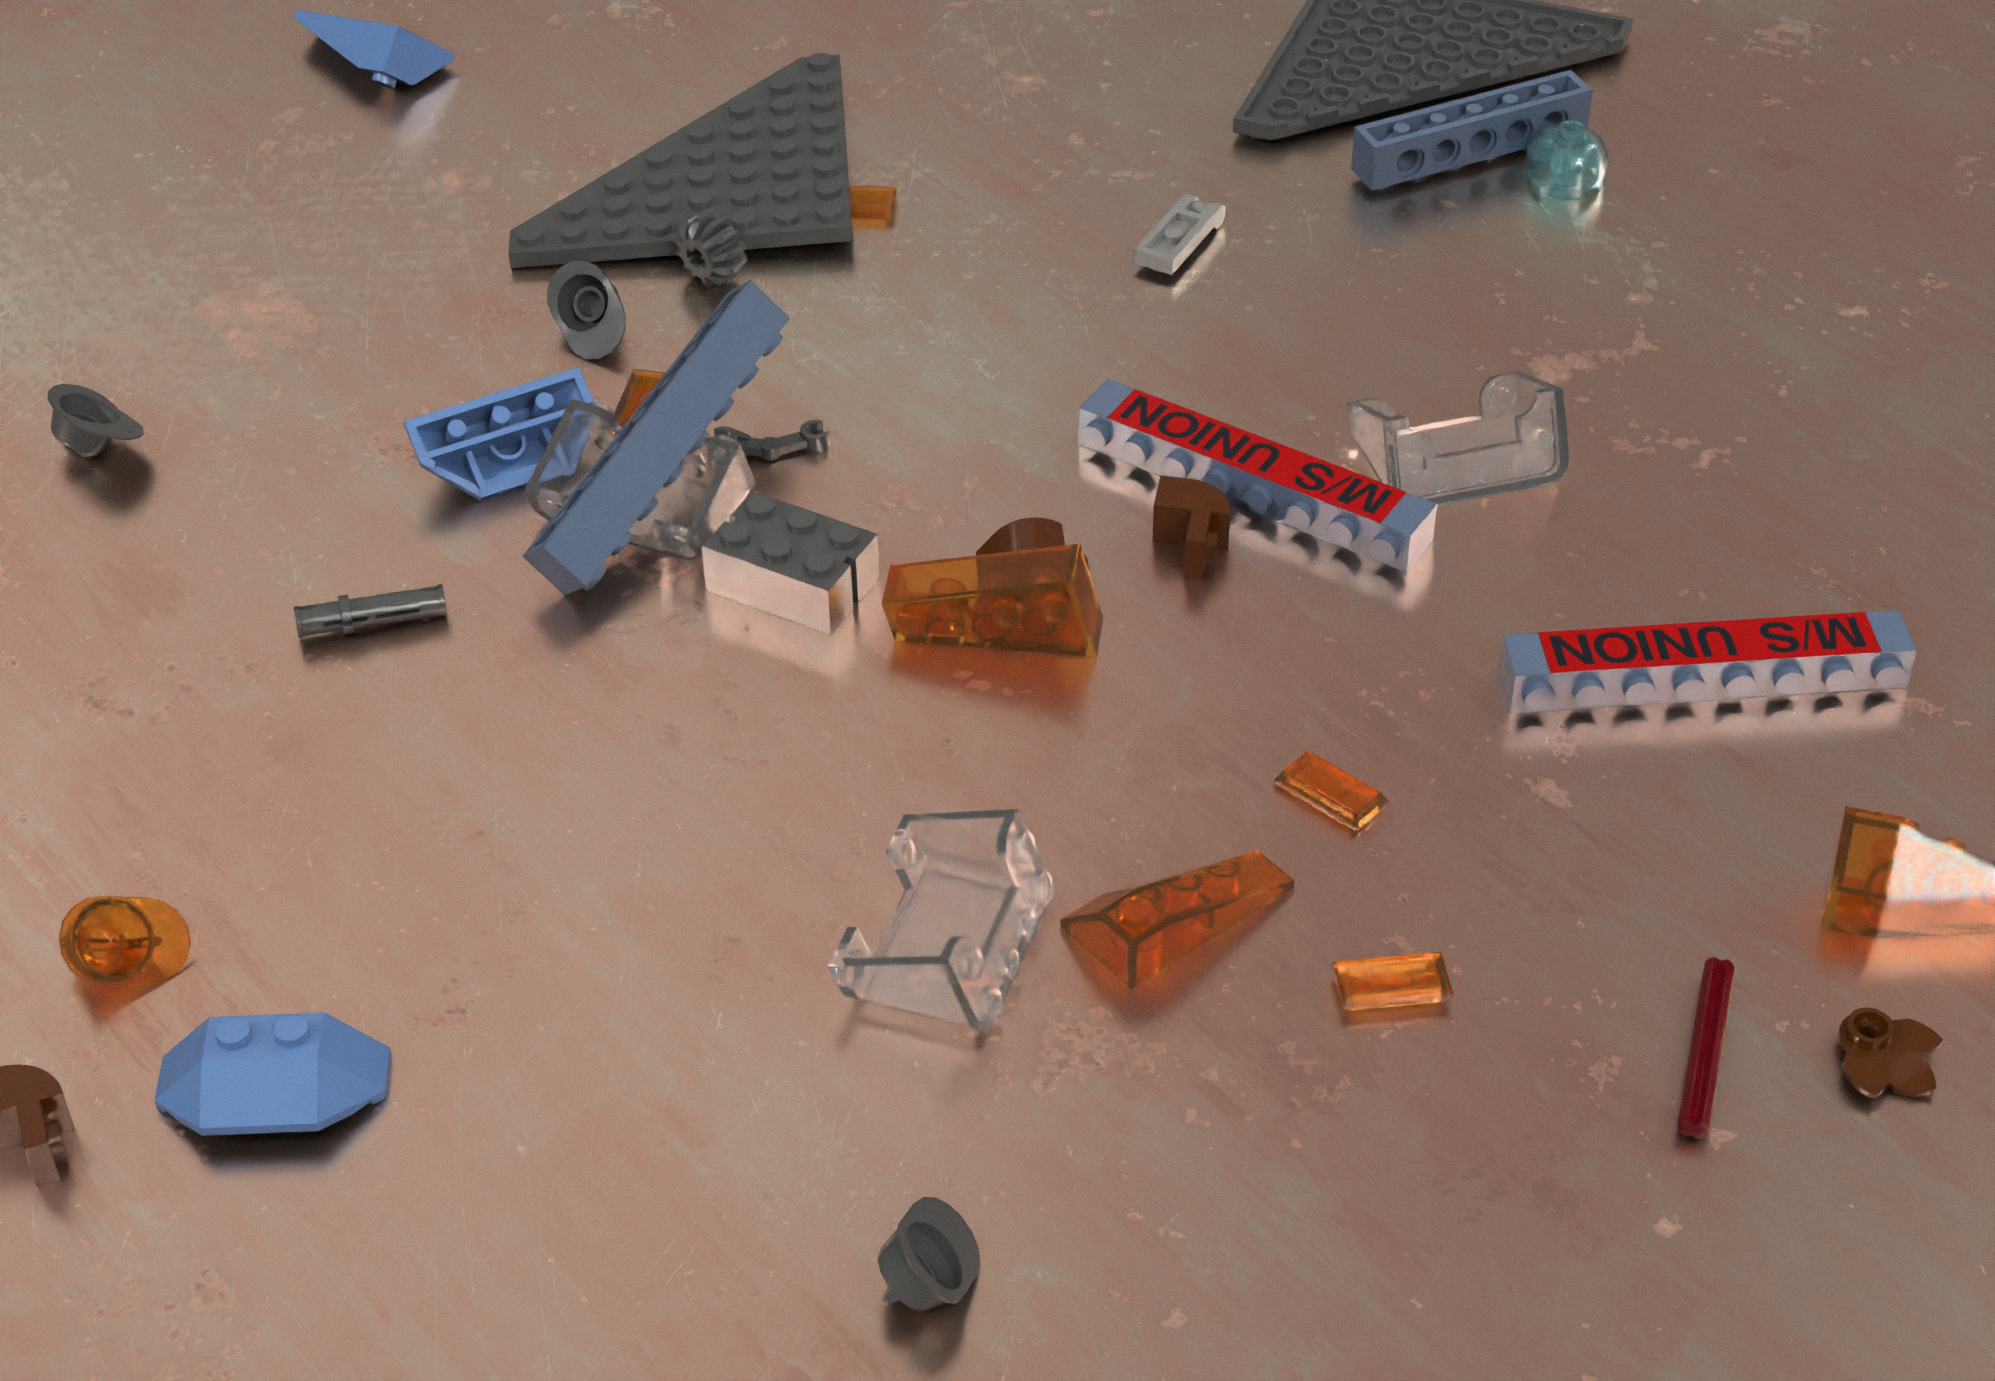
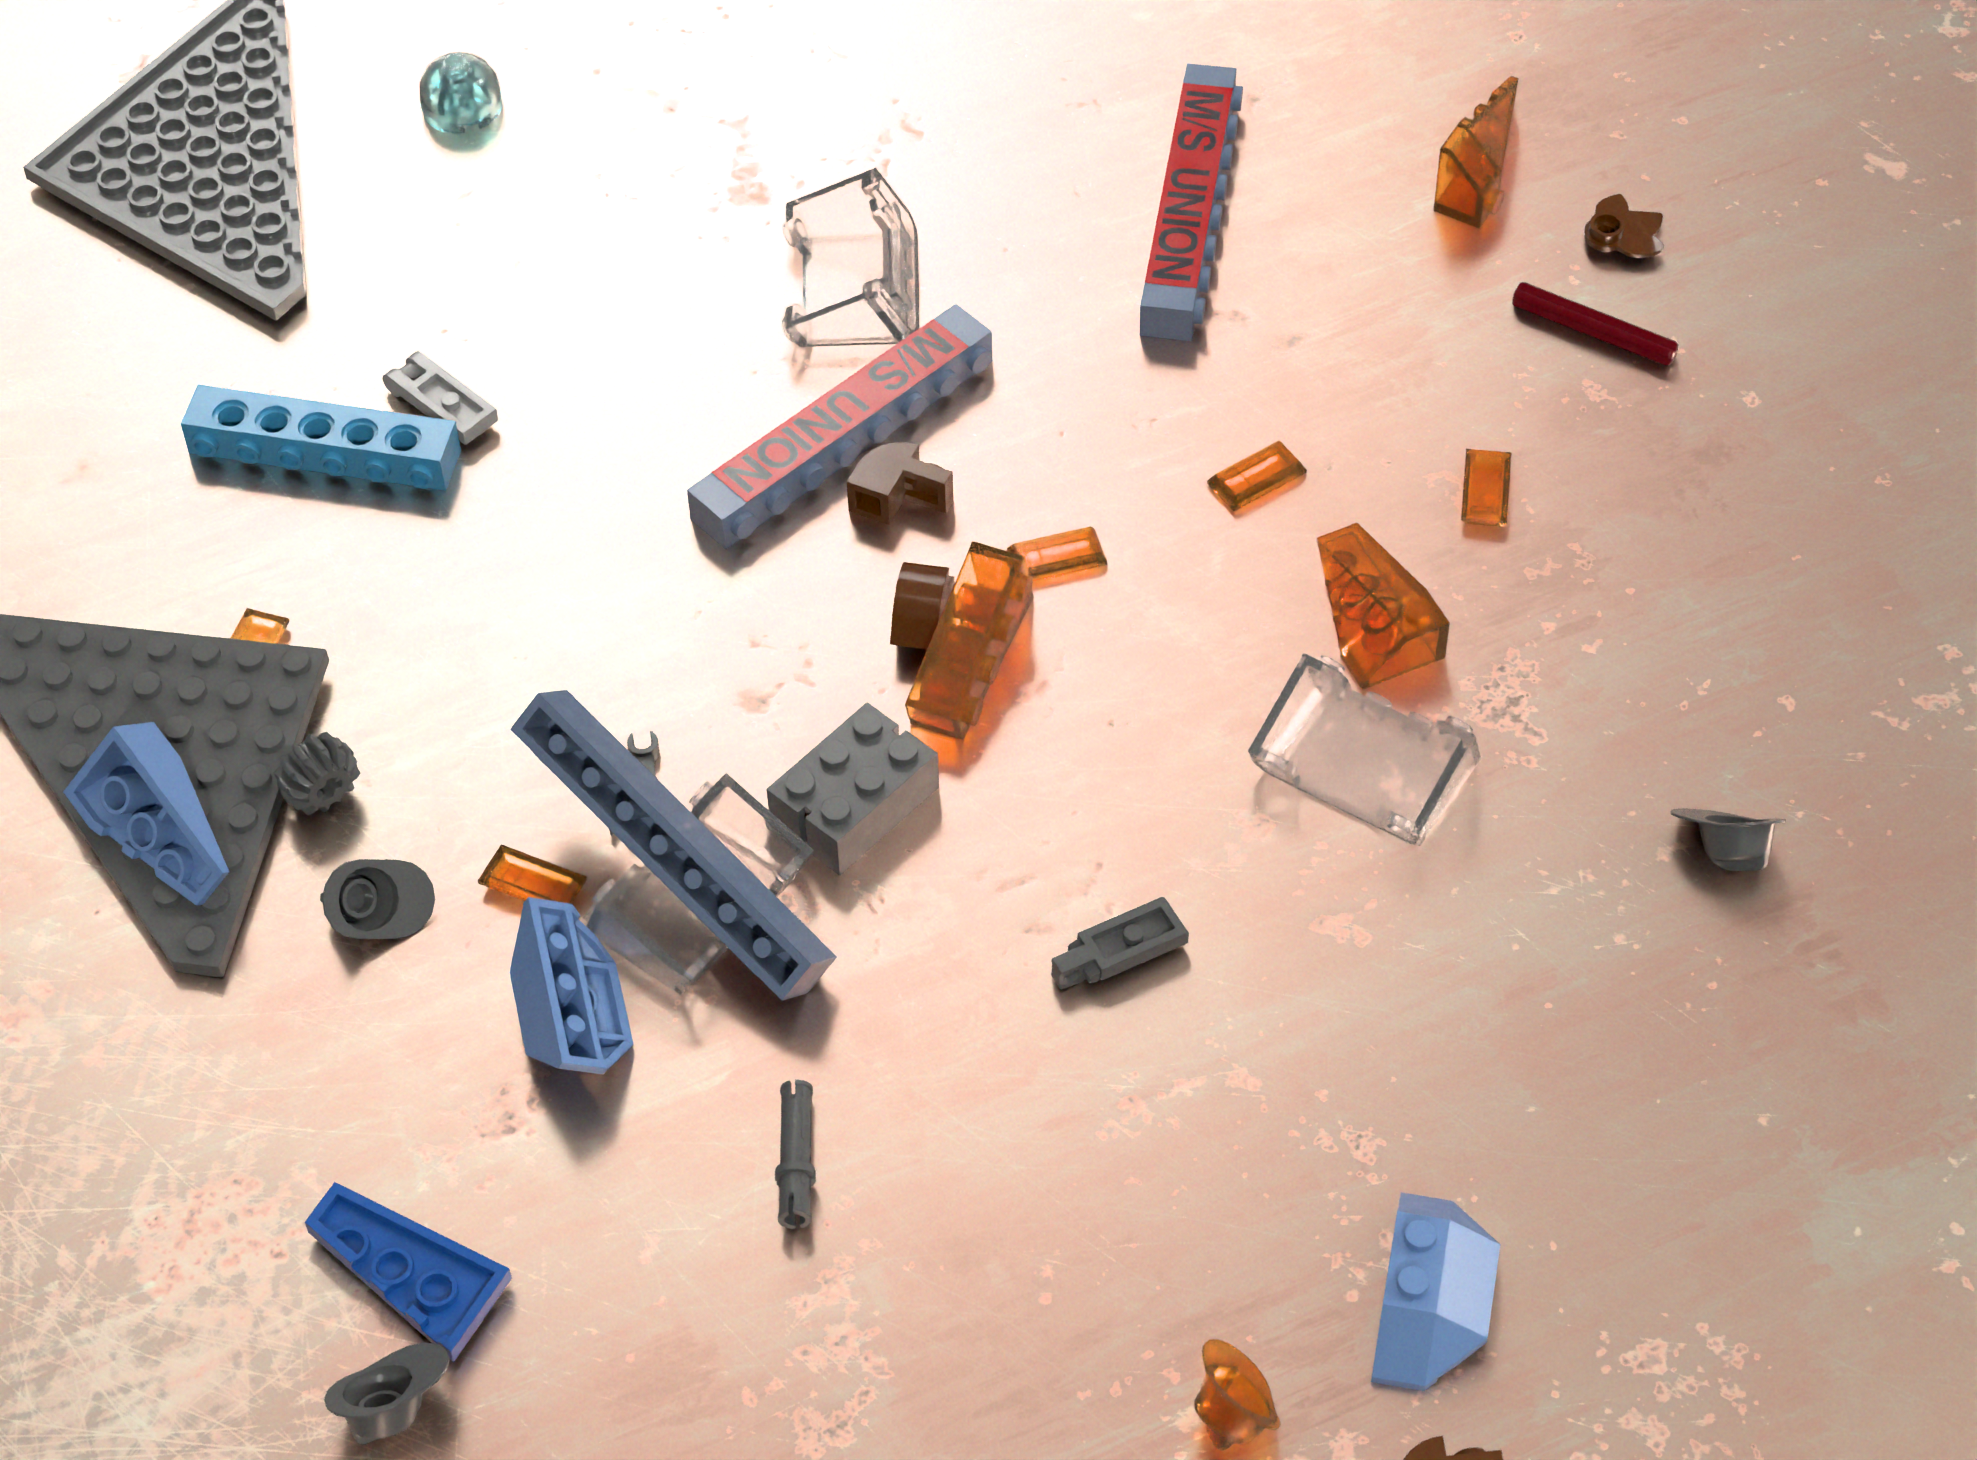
camera: 75 degrees left, 10 degrees up
(226, 419) = (415, 1270): none -> blue wing
(655, 782) = (1120, 944): none -> dark grey hinge
(657, 155) = (146, 803): none -> medium blue wedge
(1095, 180) = (321, 437): none -> dark azure brick
(1154, 659) = (1061, 553): none -> clear orange tile
(1466, 129) = (392, 139): sand blue brick -> none

